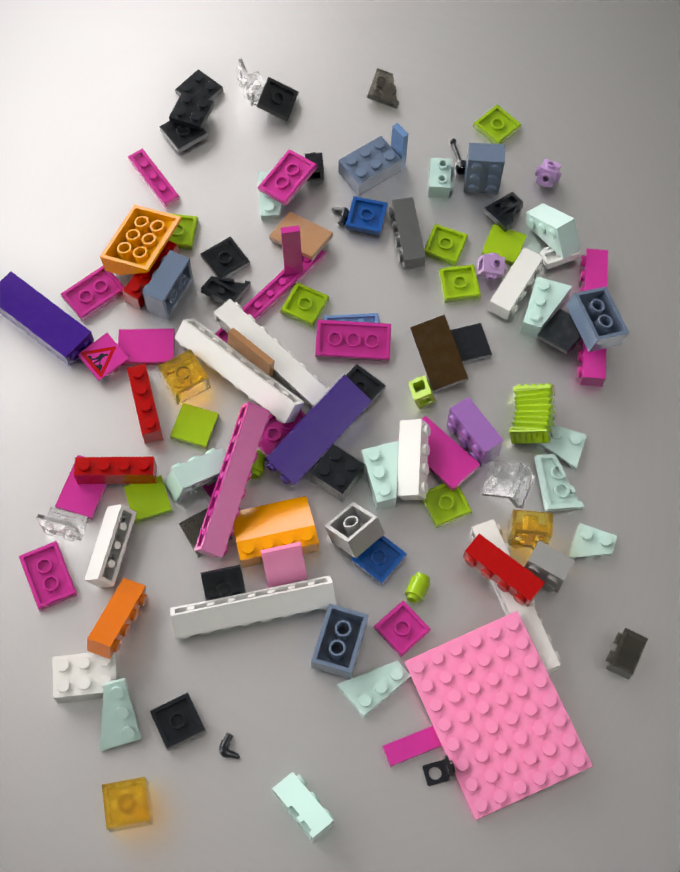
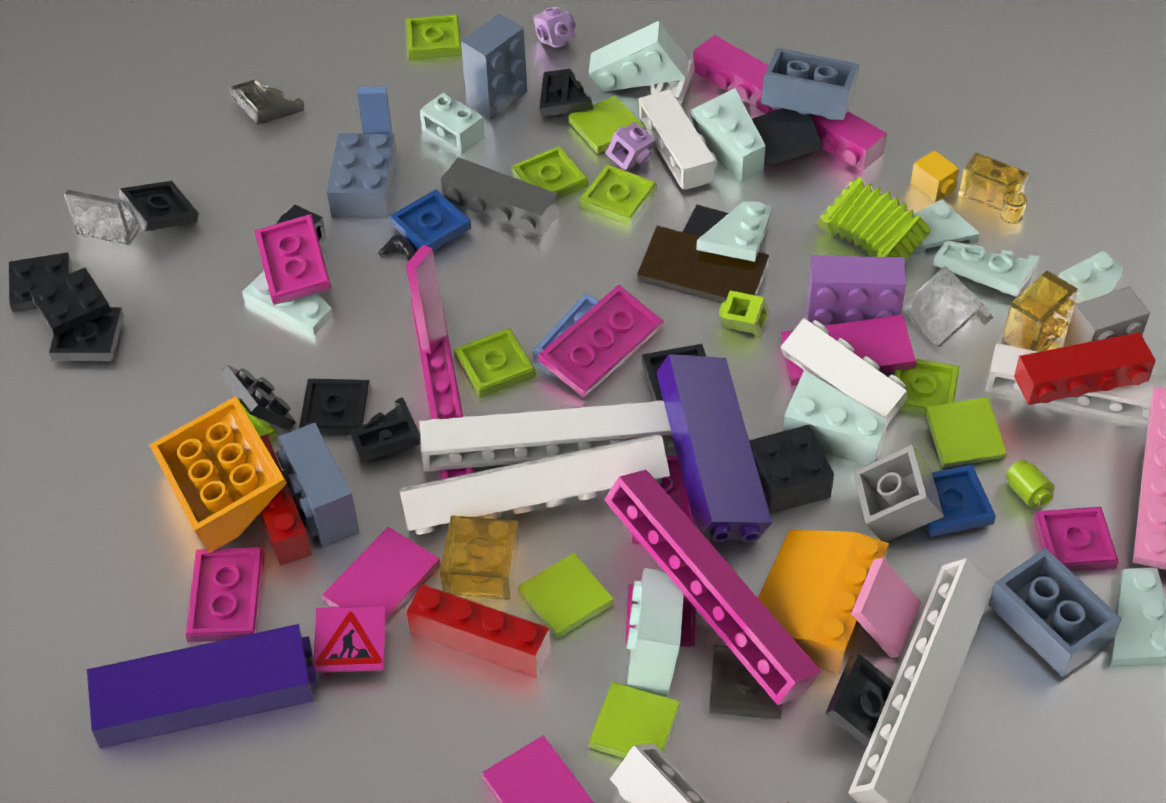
camera: 50 degrees left, 15 degrees down
(115, 470) = (561, 728): red brick -> none
(153, 178) = (117, 412): dark pink tile -> none
(196, 225) = (258, 397): none -> black plate
(250, 351) = (525, 445): medium nougat tile -> none
(312, 235) = (379, 306): medium nougat tile -> none
(428, 539) = (965, 432): none -> lime tile
(460, 164) = (455, 92): black hinge -> none
(470, 355) = (738, 232): none -> light aqua wing
(599, 421) = (935, 176): none -> yellow brick
(617, 454) = (996, 186): none -> clear yellow hinge

